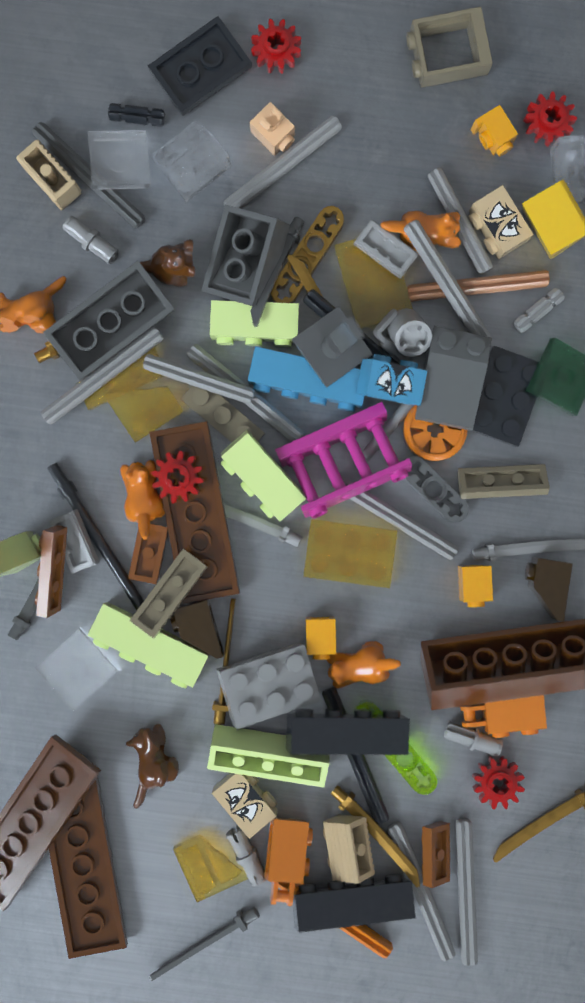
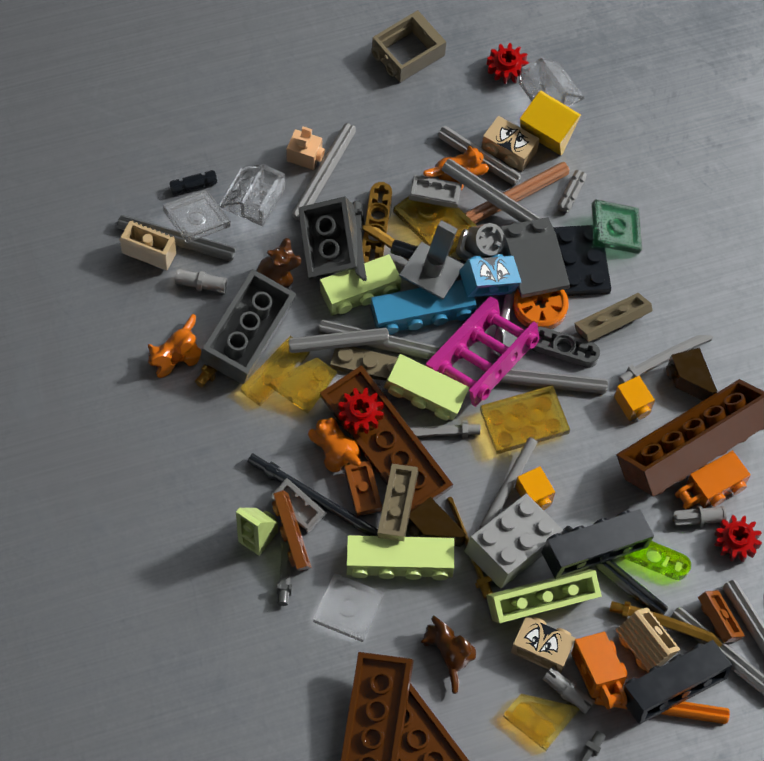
camera: 30 degrees left, 25 degrees down
(102, 375) = (259, 371): light grey axle -> none
(200, 65) = (226, 130): black plate -> none
(285, 51) = (278, 94): red gear -> none
(296, 617) = (510, 481): none -> light grey bar
(364, 665) = (584, 496): orange animal -> none
(495, 131) = (472, 86): light orange brick -> none

